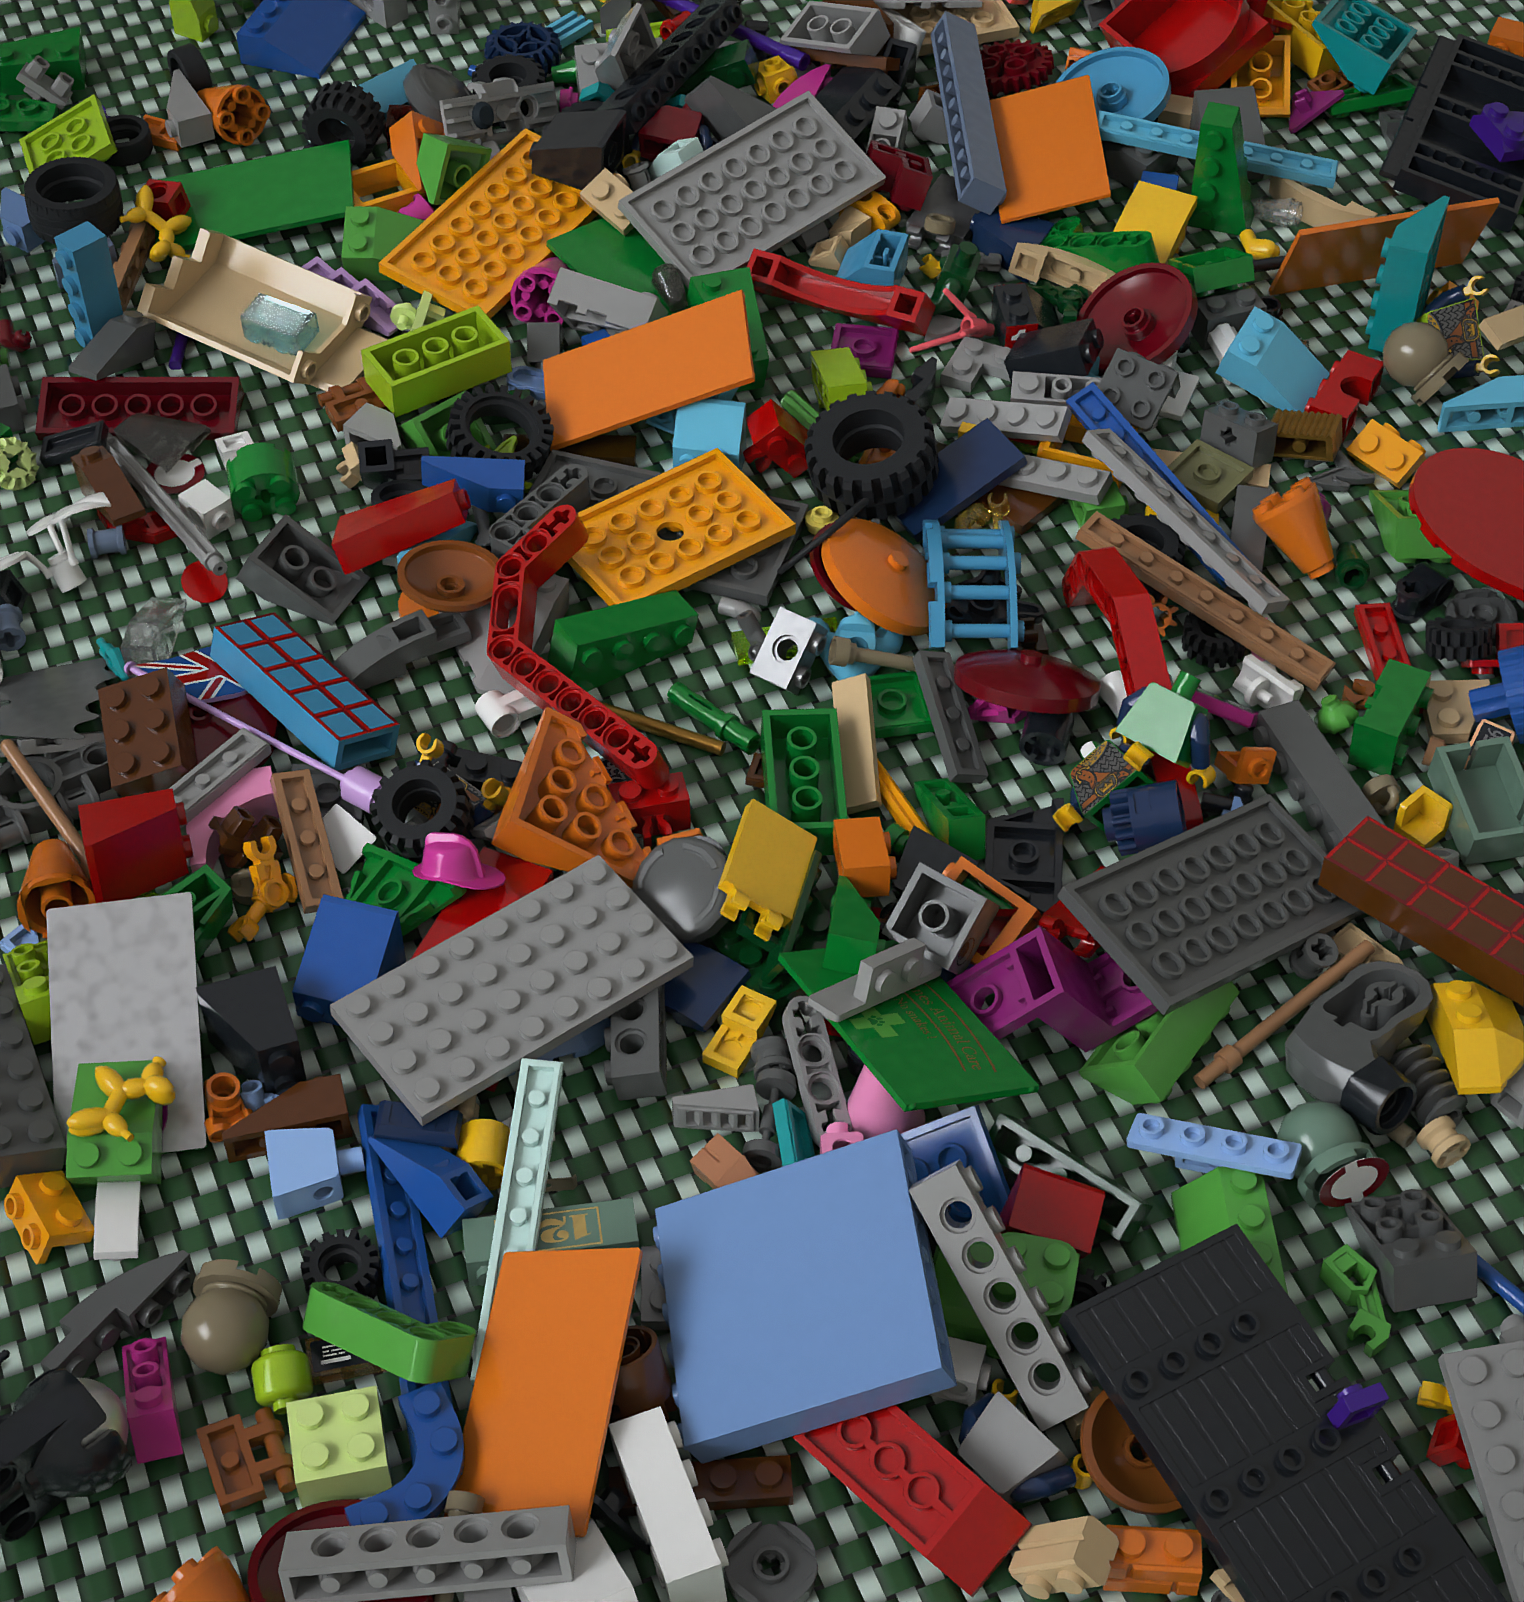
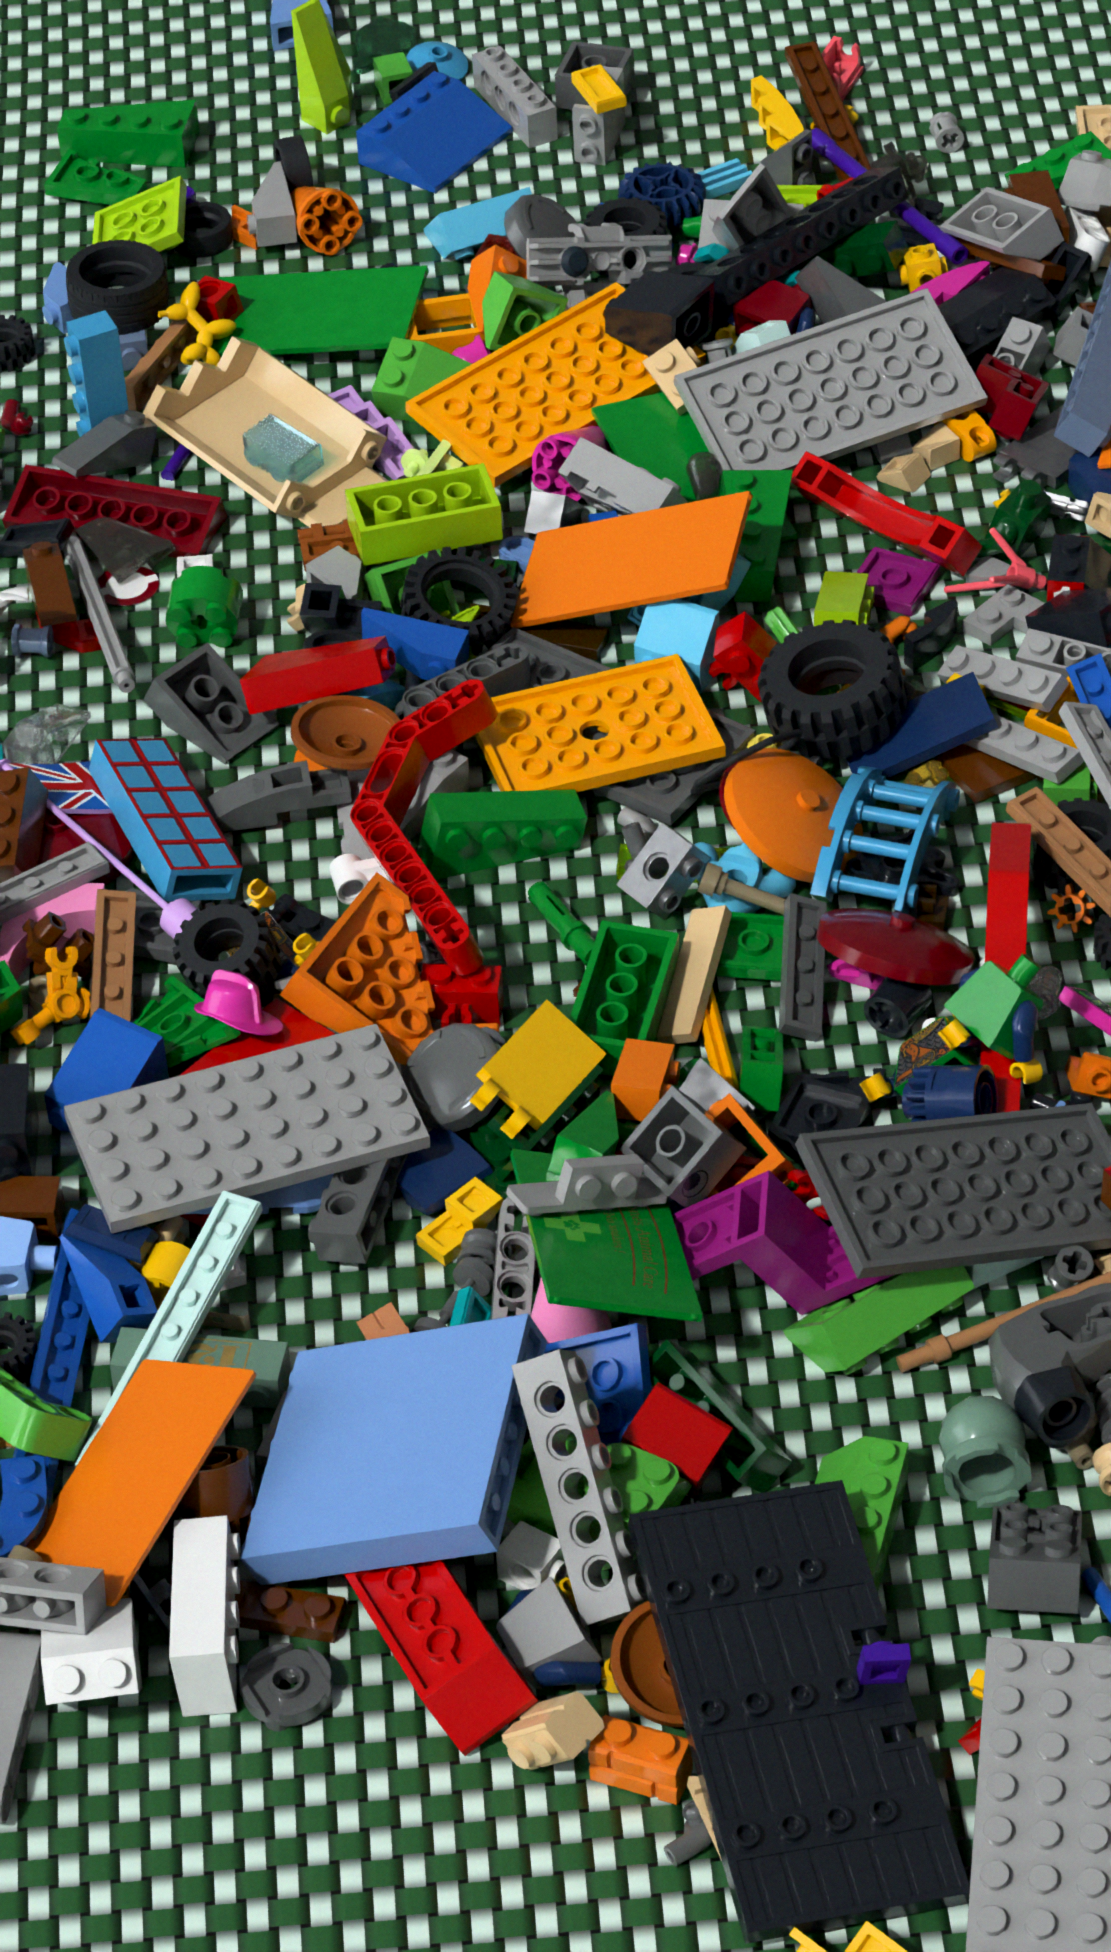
camera: 20 degrees right, 5 degrees down
(42, 86) = (137, 158): light grey hips -> none
(203, 584) = (112, 702): red sticker -> none
(207, 508) = (141, 626): white brick -> none
(345, 837) = (152, 967): white sticker -> none
(350, 105) = (434, 238): black tyre -> none
(669, 731) = (506, 923): pearl gold bar -> none
(718, 1109) = (413, 1287): light grey slope -> none
(876, 259) = (946, 488): dark azure slope -> none
(939, 224) = (1031, 458): dark tan tile -> none
(998, 510) = (956, 771): clear yellow hand -> none
(1208, 1147) = (866, 1416): light blue bracket -> none
(1354, 1181) = (1000, 1481): sticker -> none
(1370, 1318) = (952, 1561): bright green piece -> none

